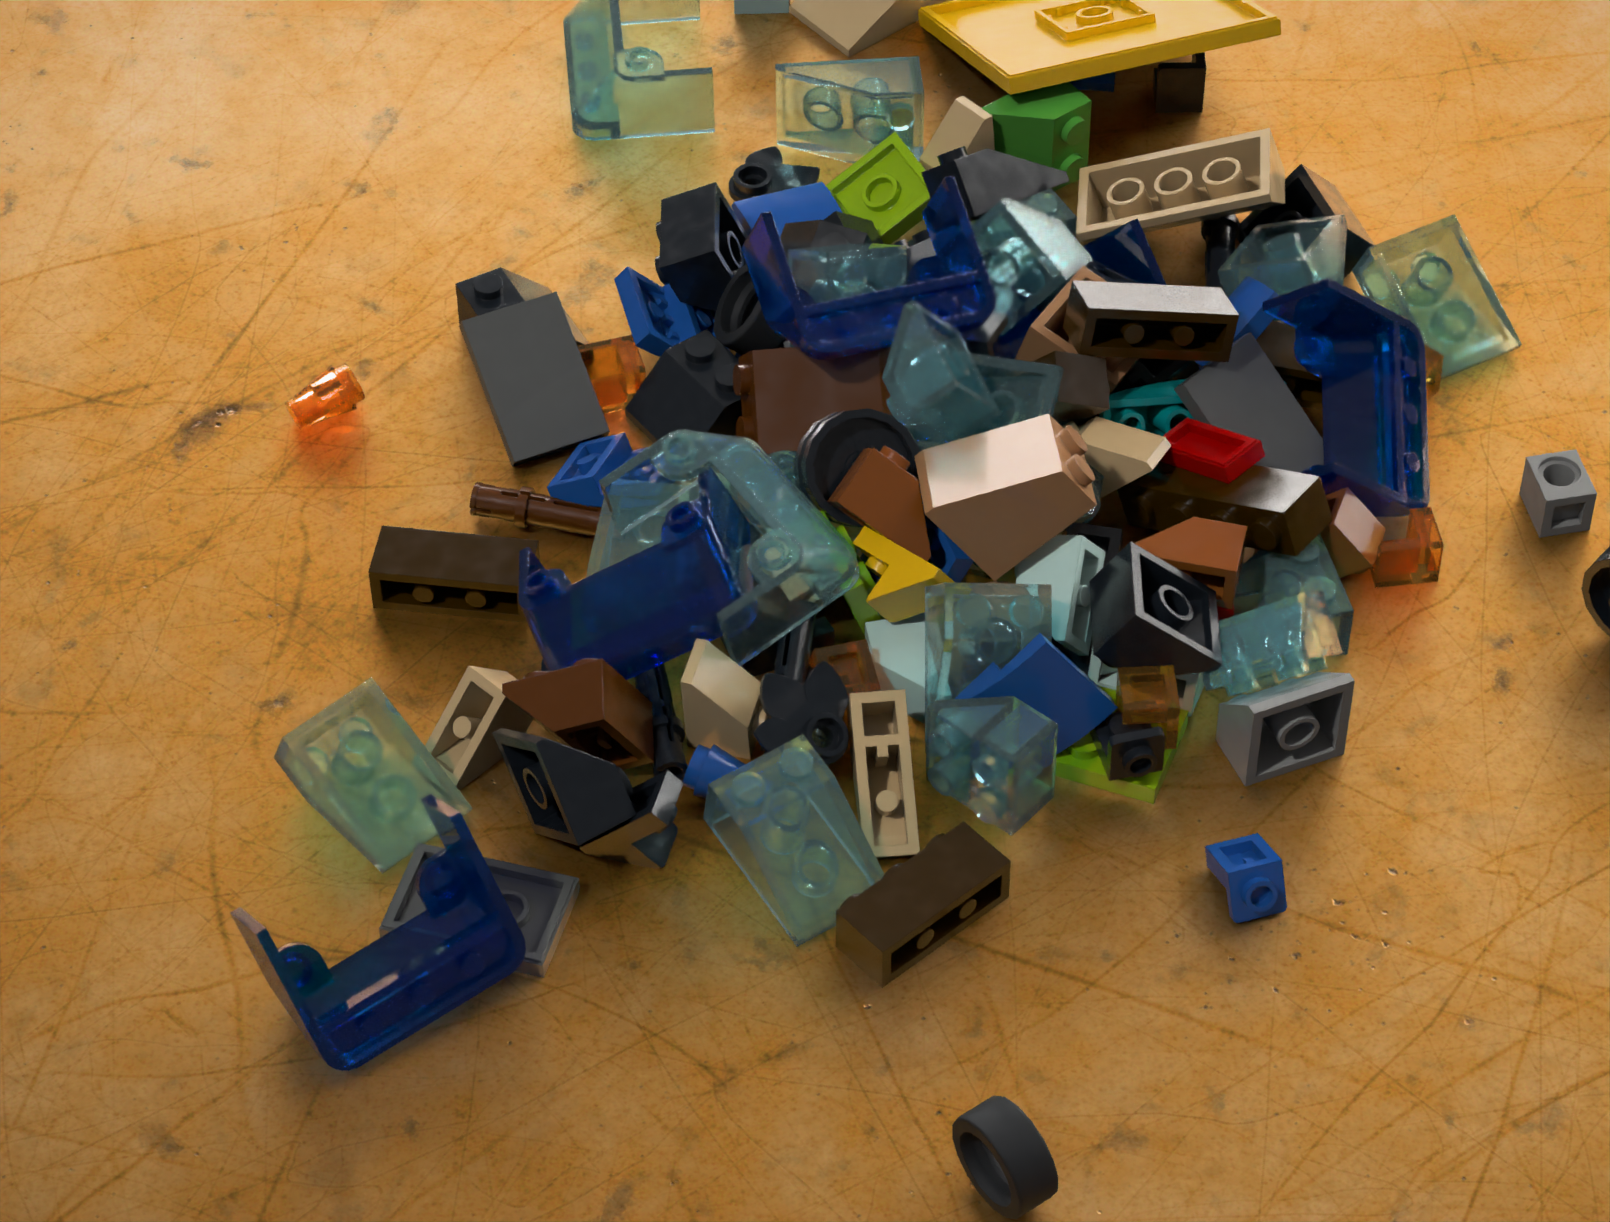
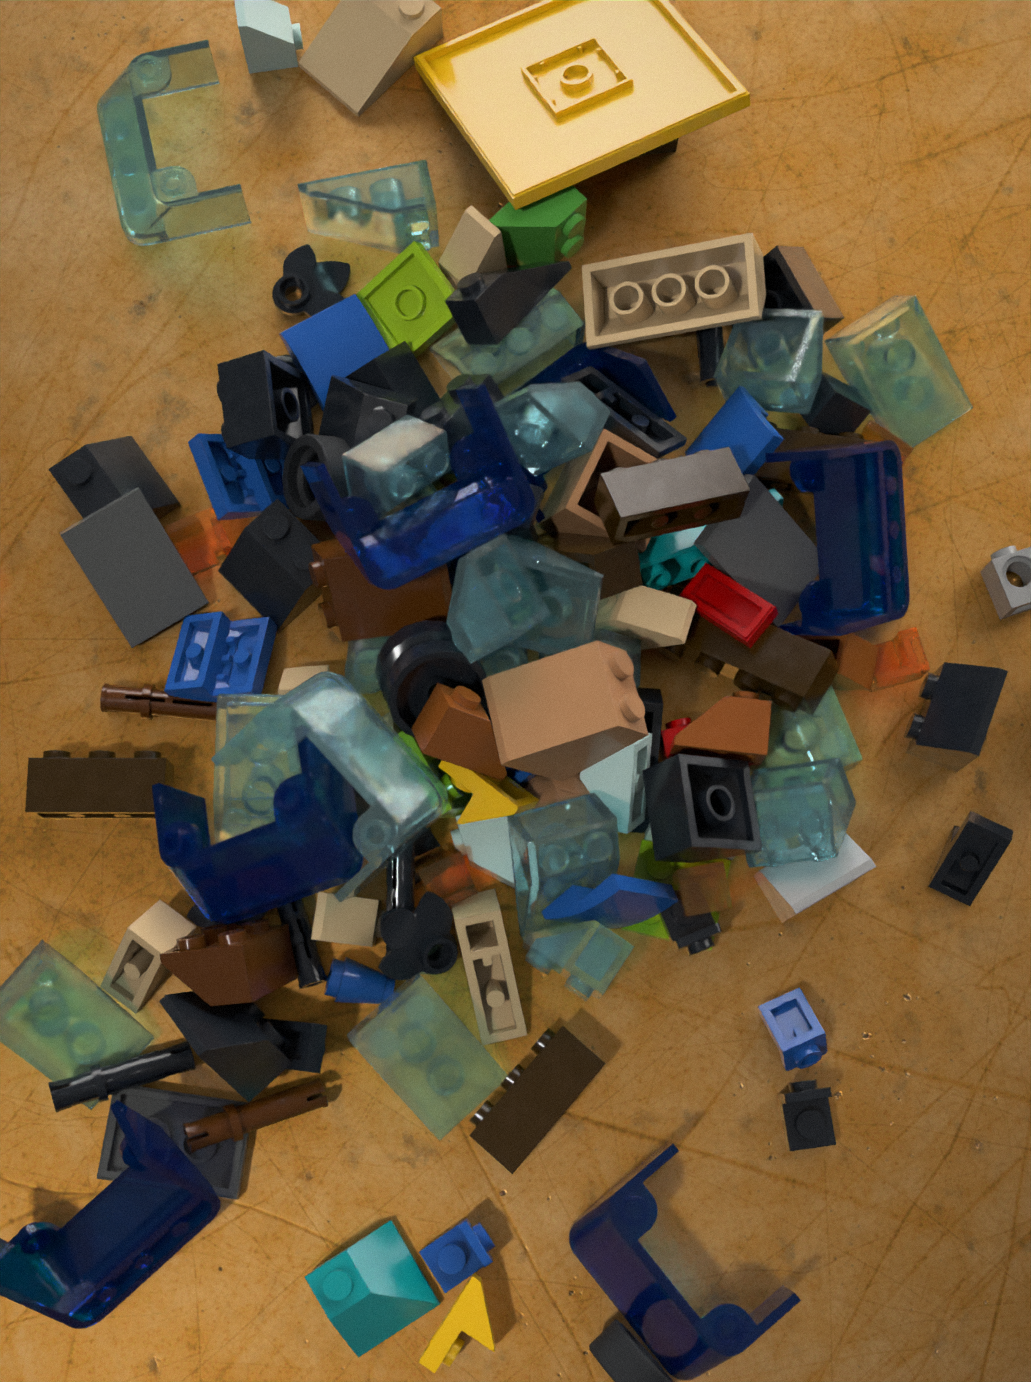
camera: 10 degrees left, 30 degrees up
(416, 828) = (120, 1076): none -> black pin
(581, 877) = (254, 1115): none -> reddish brown pin
(688, 1066) = (372, 1289): none -> teal slope
(795, 1103) = (468, 1315): none -> yellow slope
(806, 1047) = (458, 1254): none -> blue bracket
(1096, 1136) = (609, 1249): none -> clear blue windscreen
(1253, 956) = (806, 1116): none -> black bracket
(1470, 595) = (954, 714): none -> black slope
(1478, 727) = (969, 857): none -> black slope

